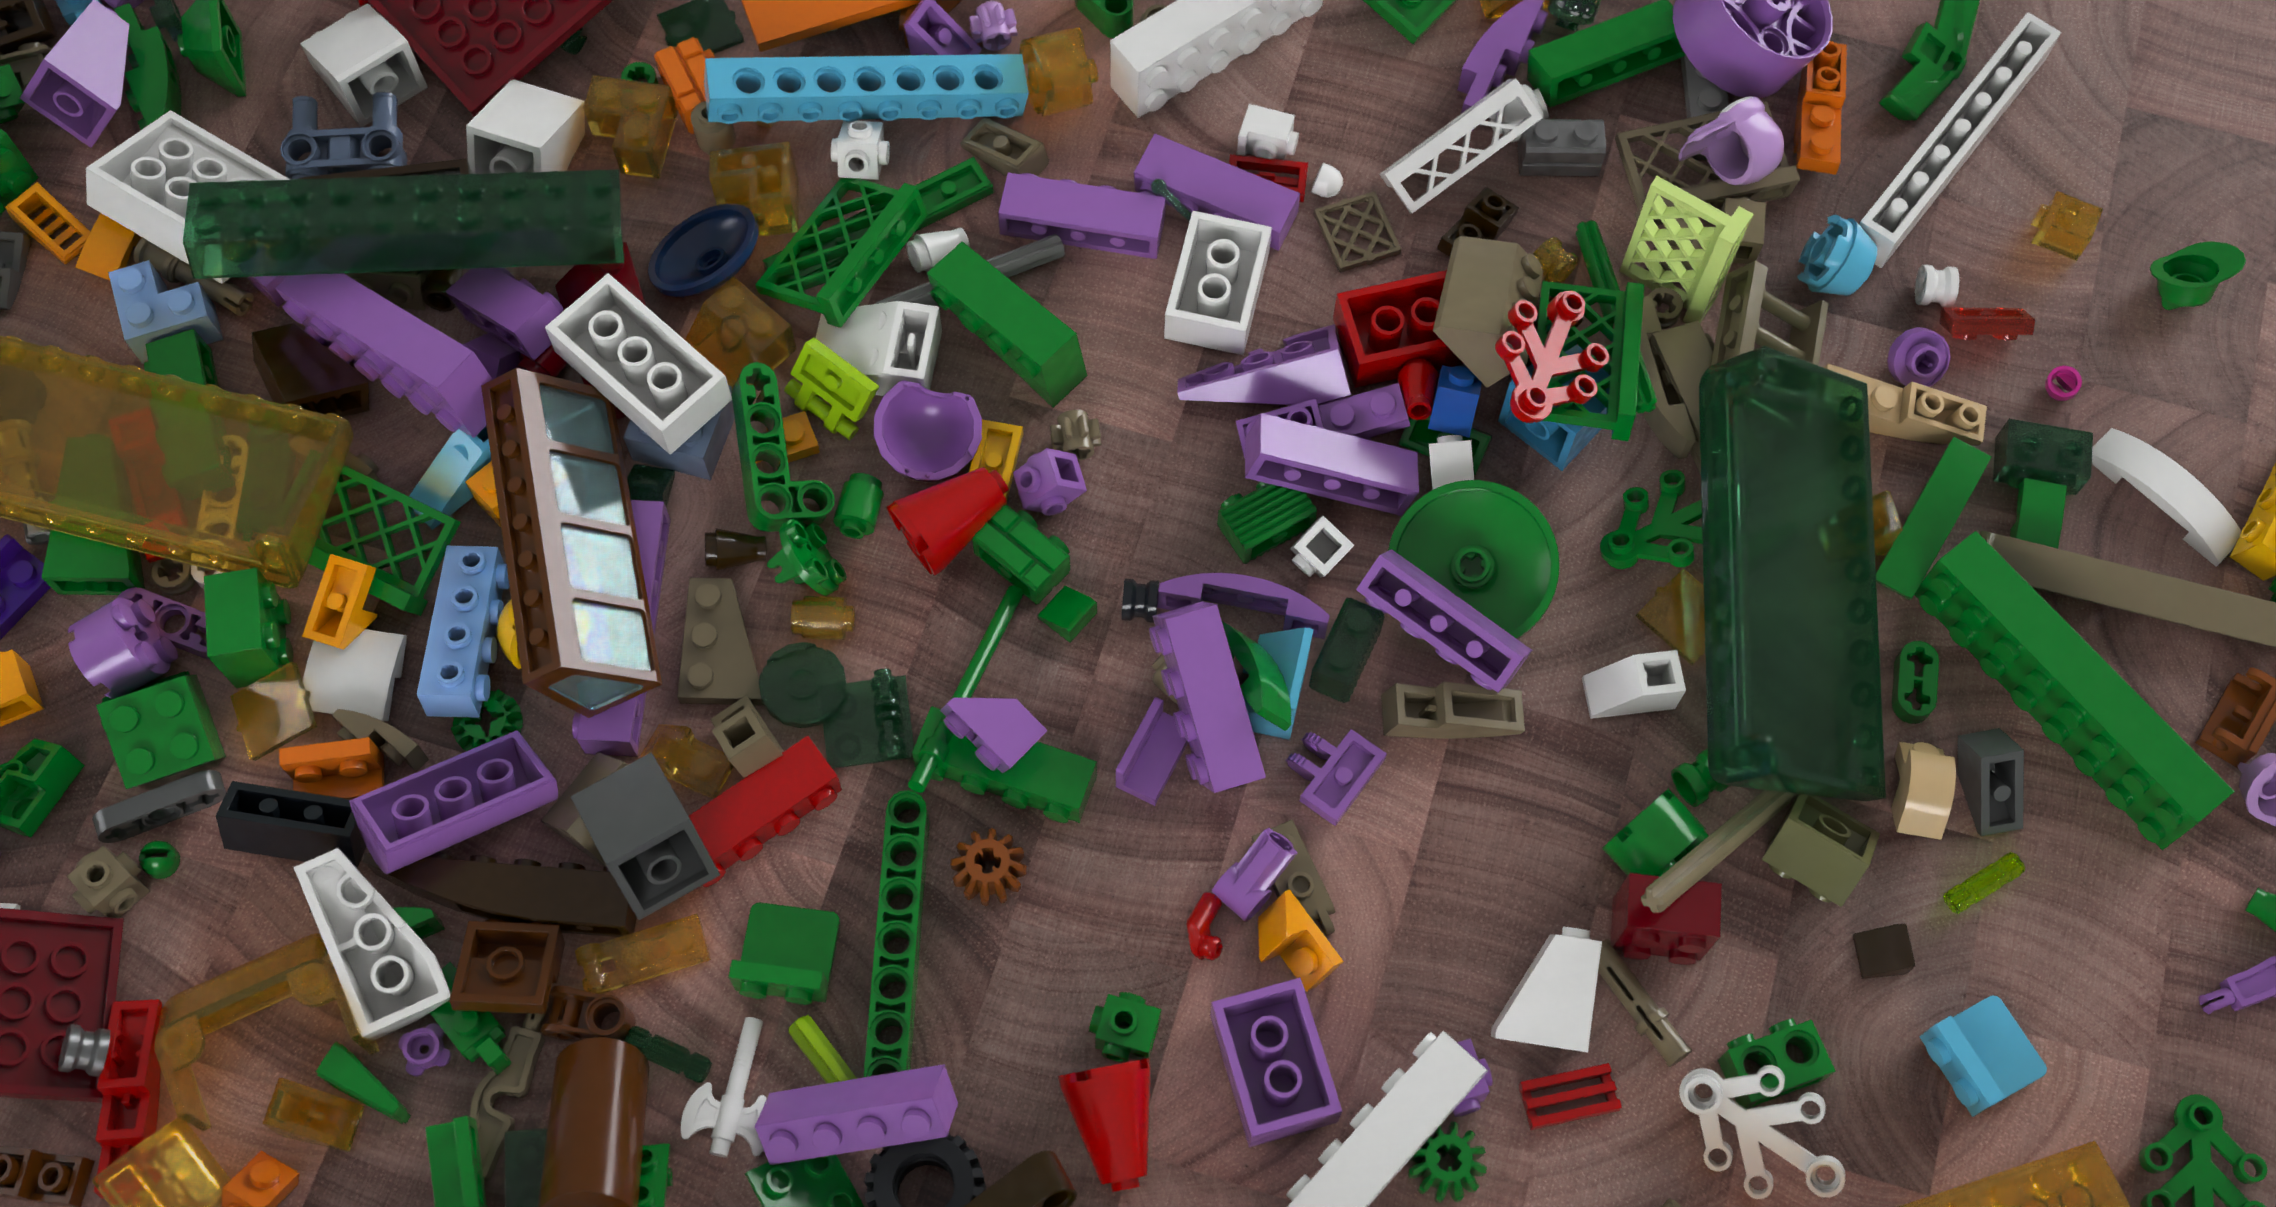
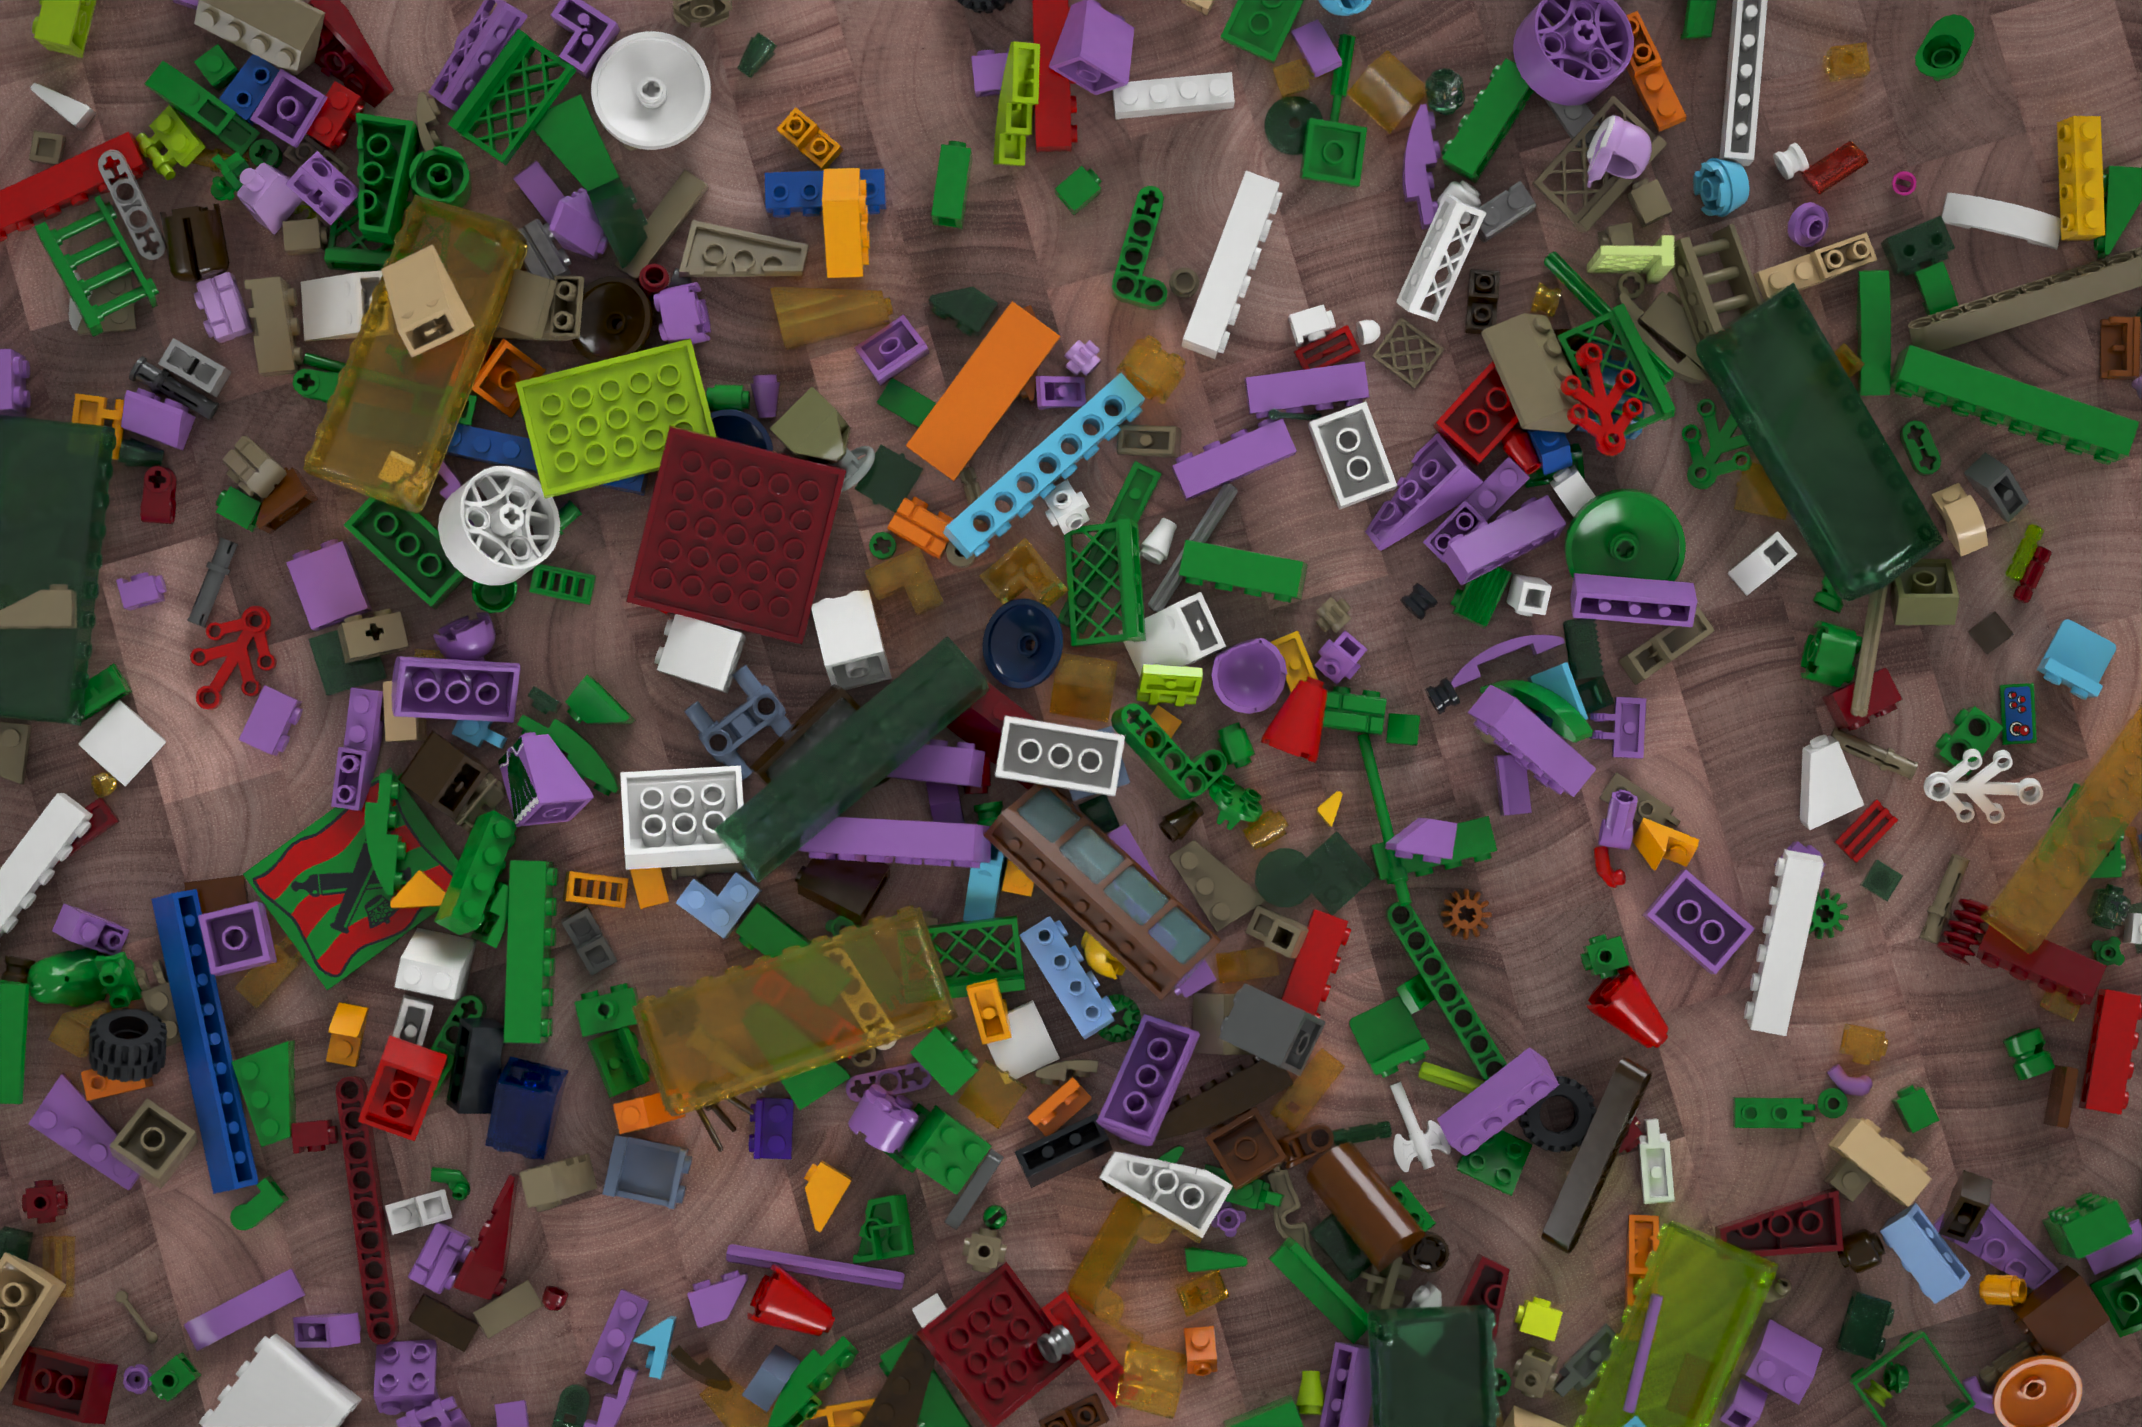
camera: 30 degrees left, 20 degrees up
(855, 921) = (1415, 994): none -> green plate
(917, 640) = (1329, 808): none -> yellow slope
(1186, 482) = (1419, 601): none -> black wheel
(1323, 714) = (1595, 694): none -> clear green slope
(1552, 1170) = (1881, 880): none -> clear green plate
(1863, 1075) = (2018, 714): none -> slope
(1979, 915) = (2032, 574): none -> dark red axle

